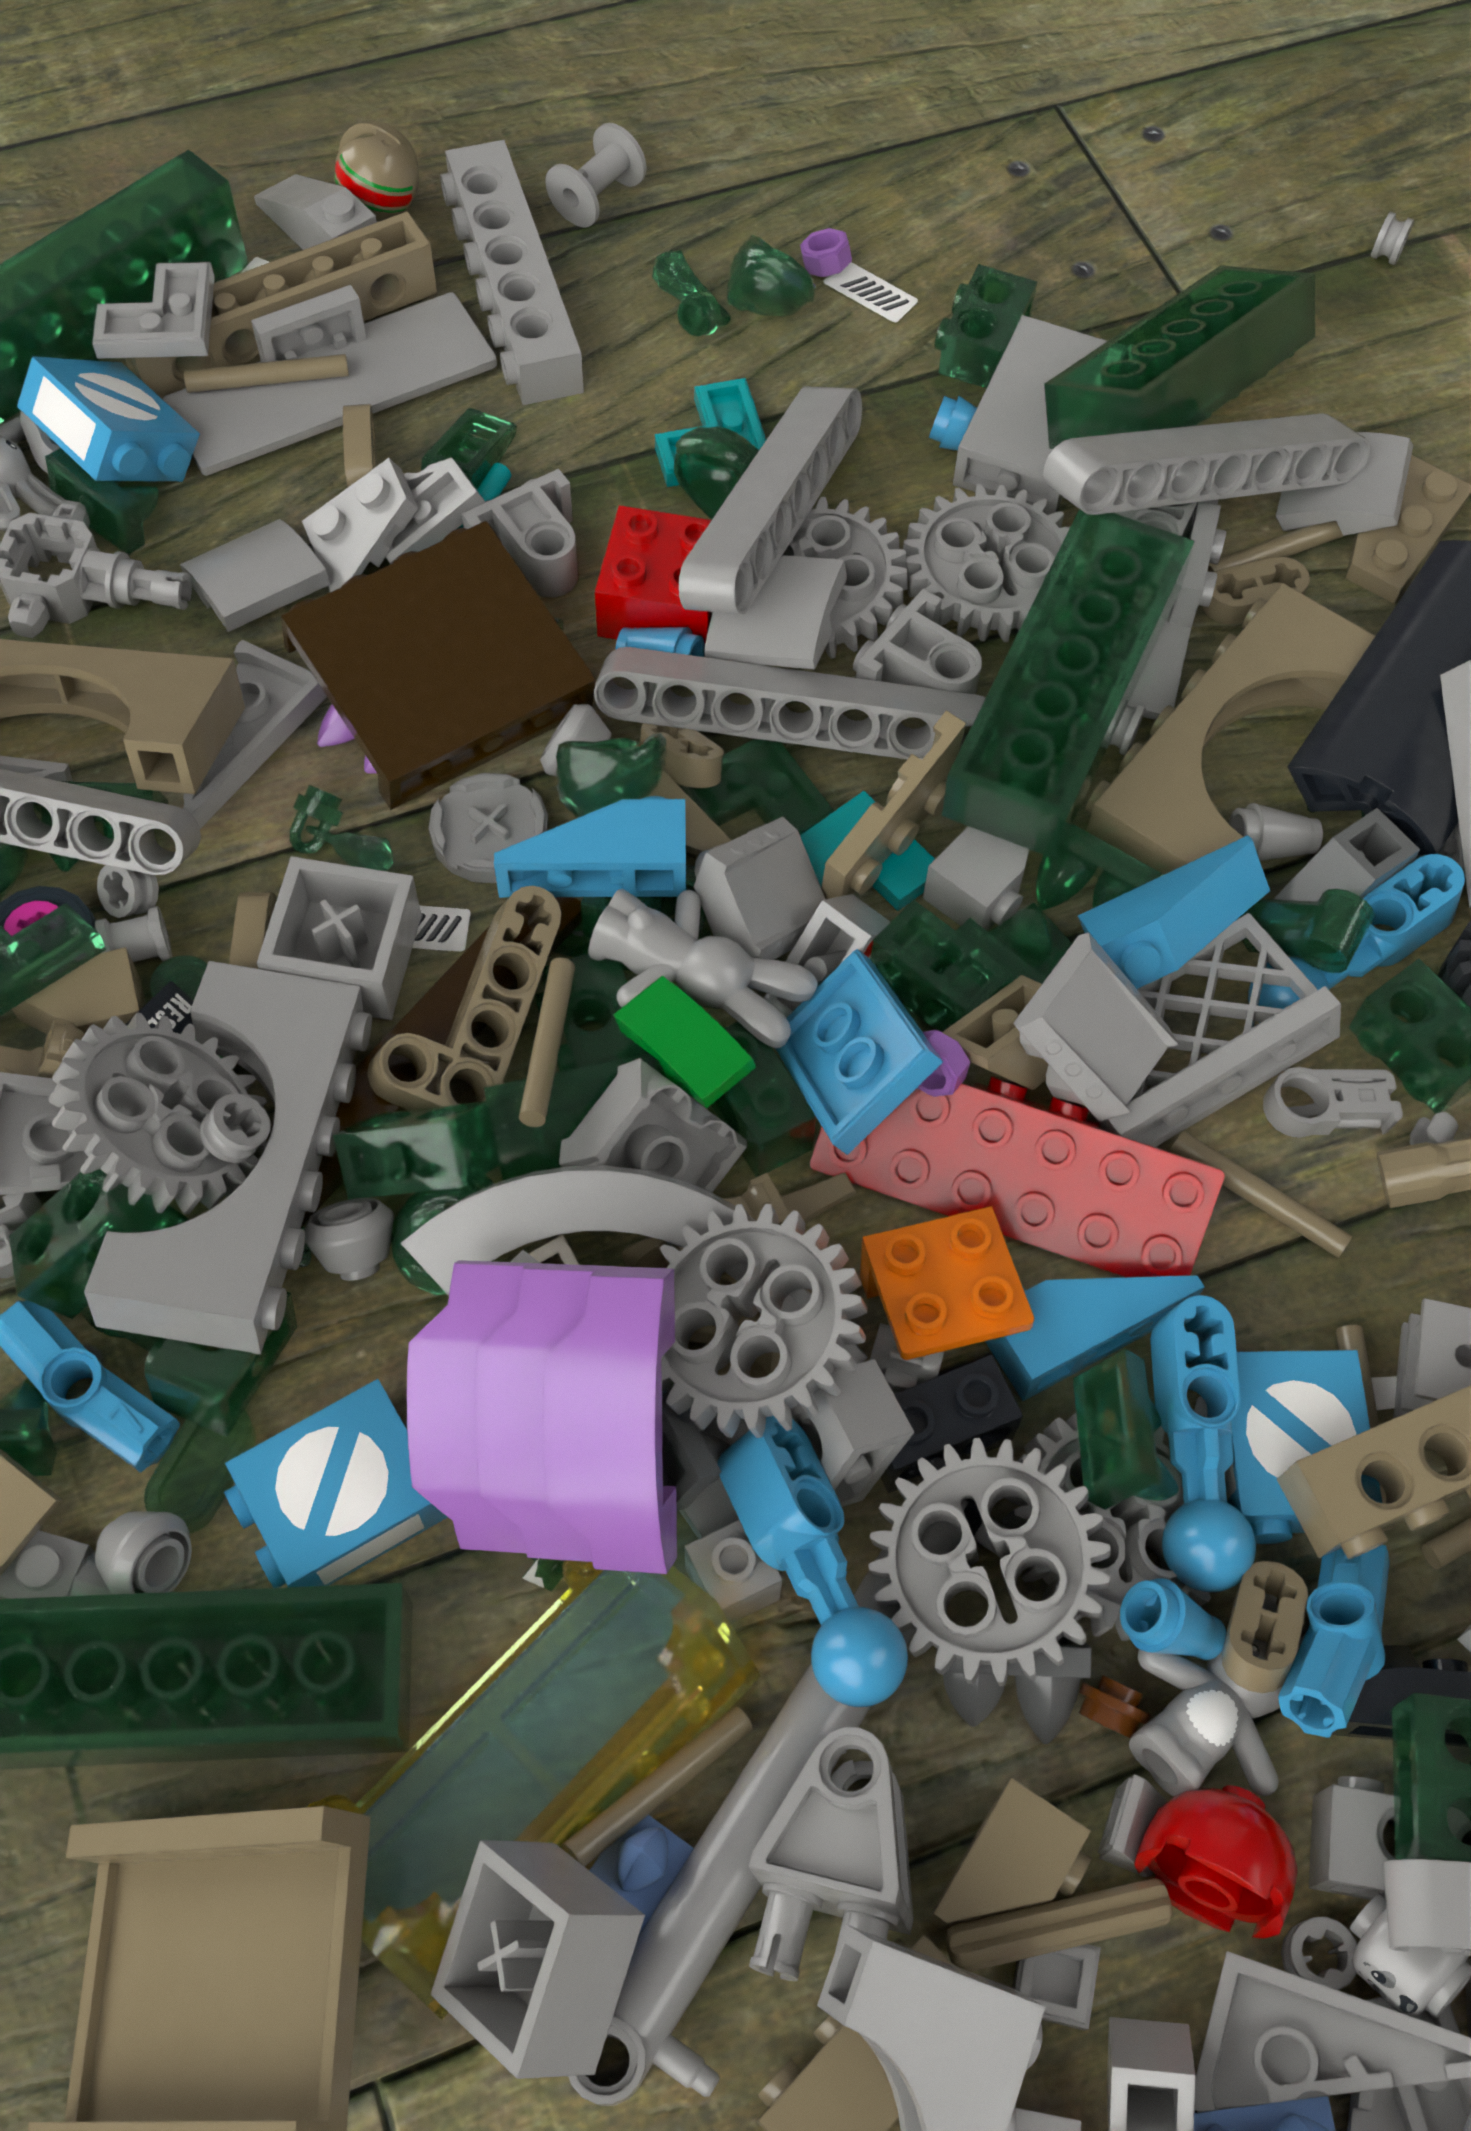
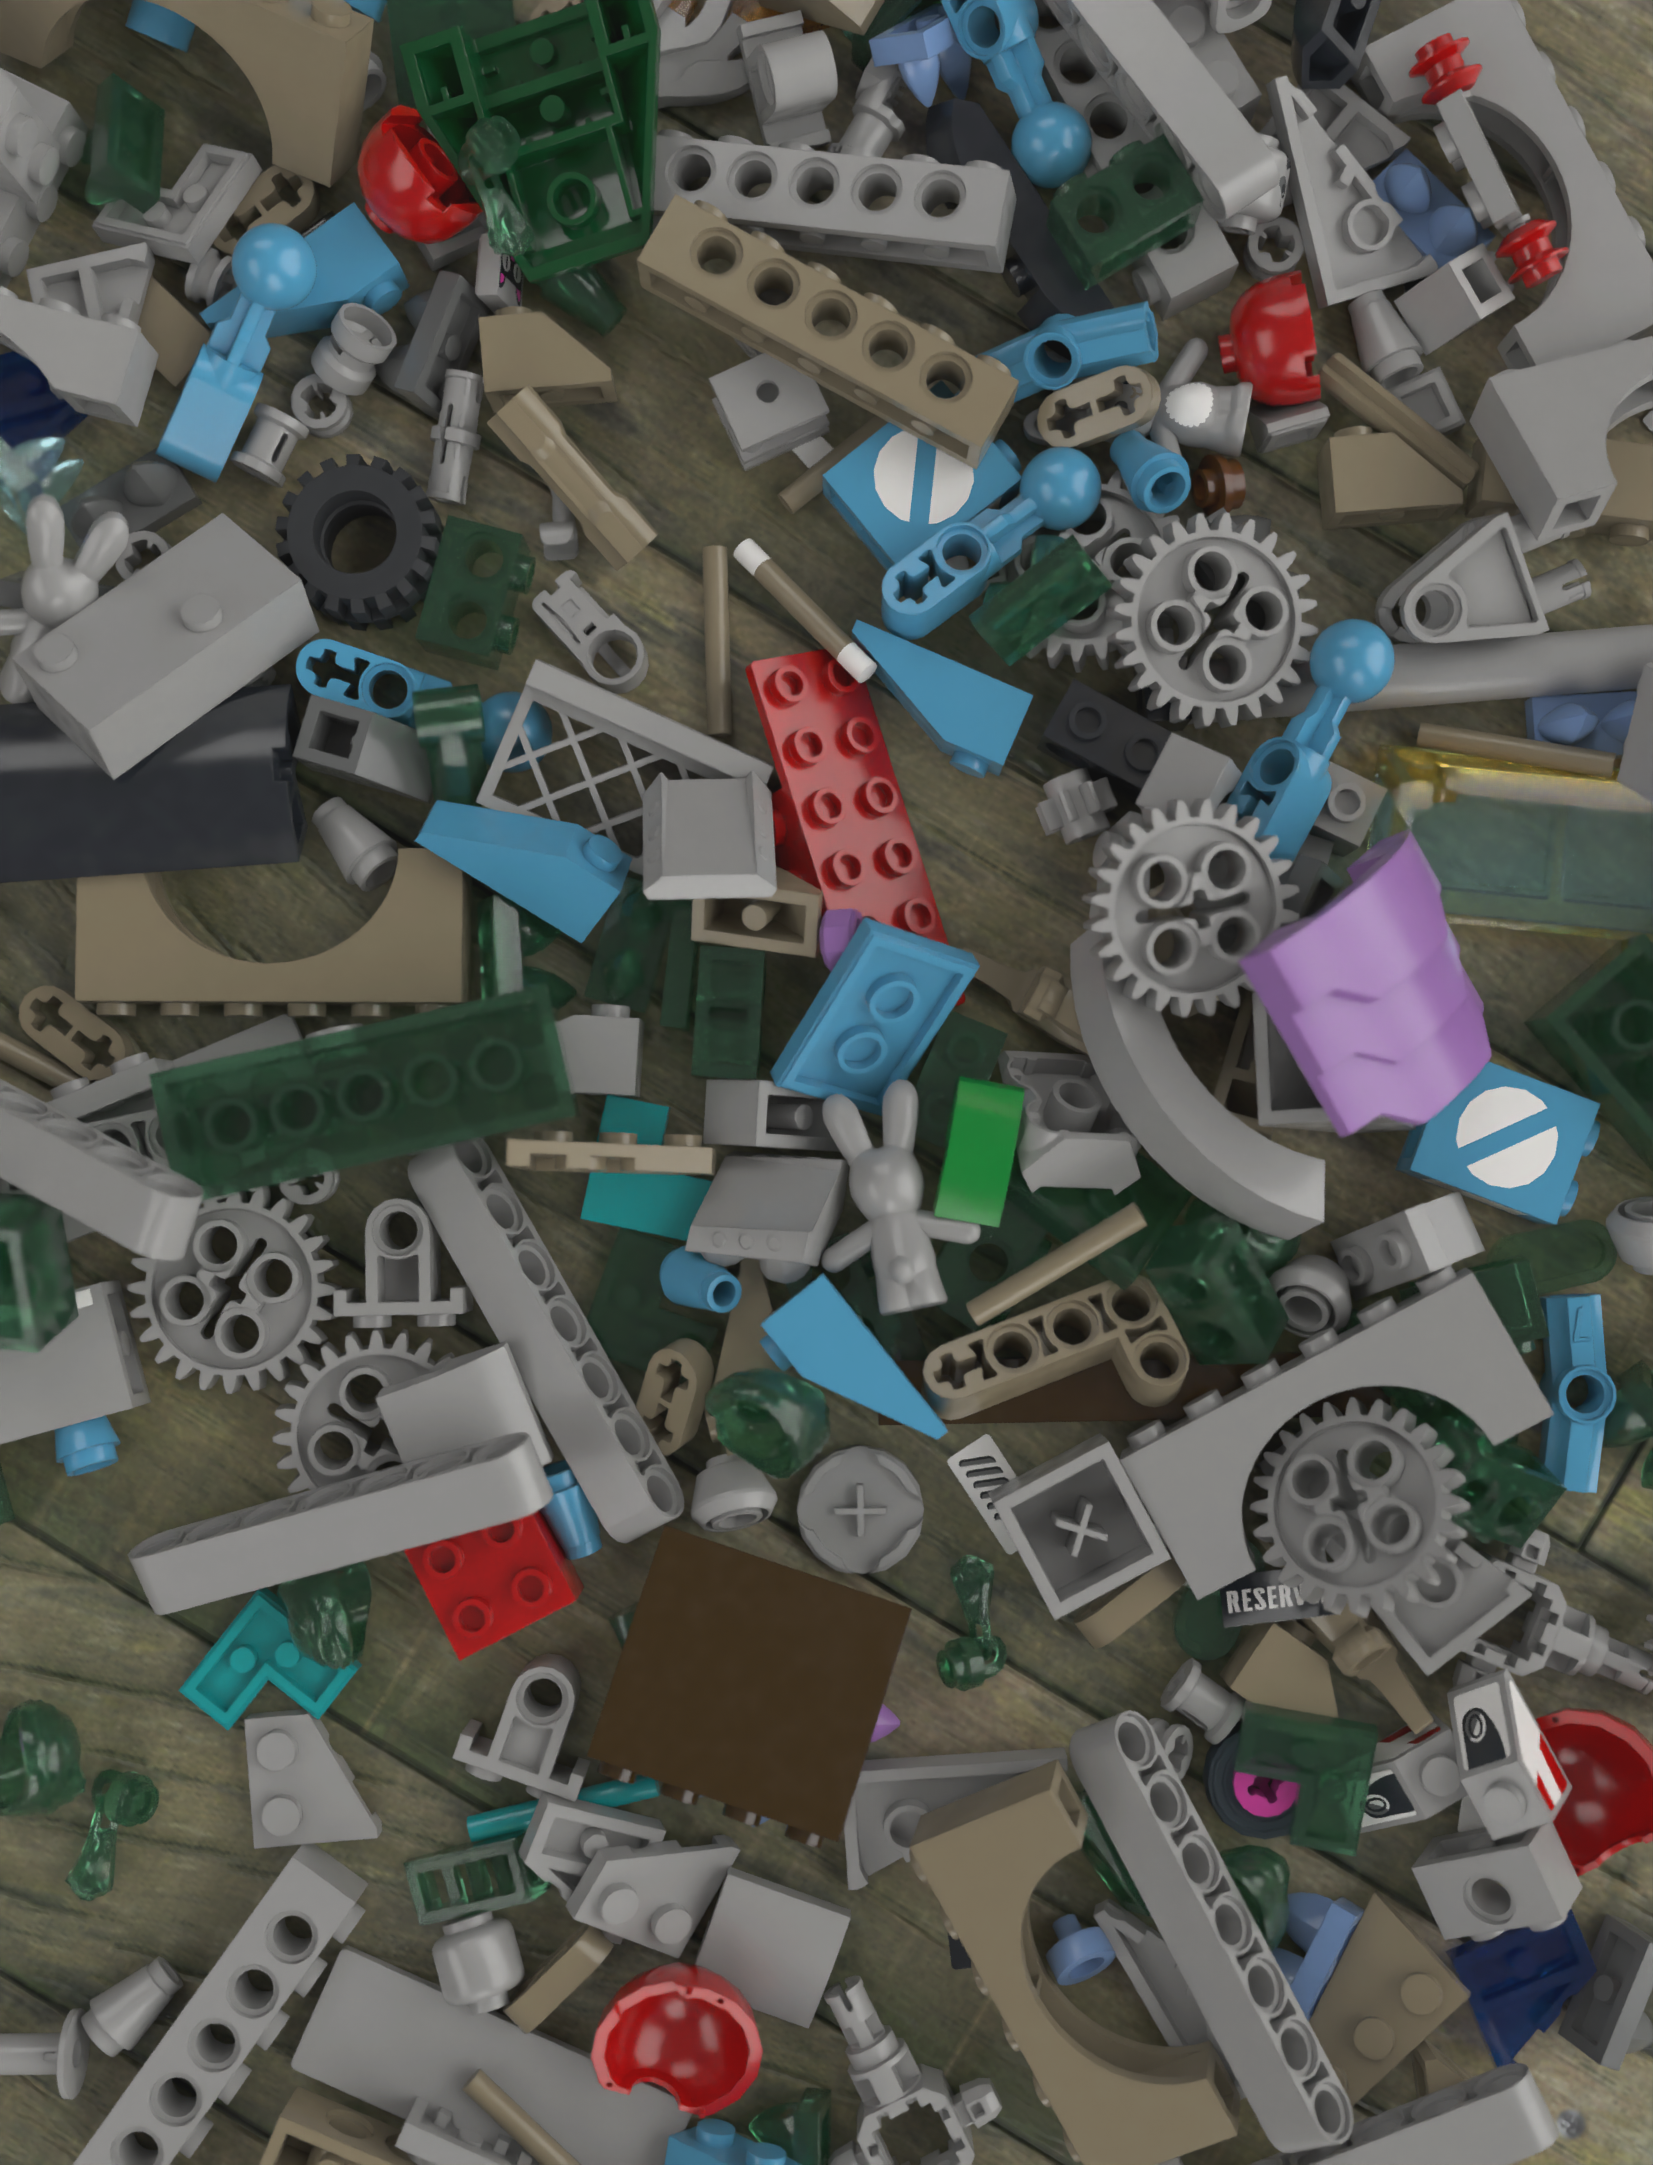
camera: 120 degrees left, 25 degrees up
(55, 740) = (1079, 1951): none -> medium blue tile
(234, 1145) = (1317, 1416): light grey bush -> none
(260, 483) = (680, 2032): none -> red cylinder
(315, 1343) = (1407, 1245): none -> light grey pin
(413, 414) = (478, 1962): none -> light grey head
(571, 240) = (130, 2007): none -> light grey cone
(621, 405) = (301, 1784): none -> light grey wing
(742, 813) = (697, 1283): none -> dark azure cone
(945, 1283) = (1010, 807): orange bracket -> none
(1151, 1987) = (1384, 341): none -> light grey cone
(1242, 1267) = (805, 610): none -> dark tan bar

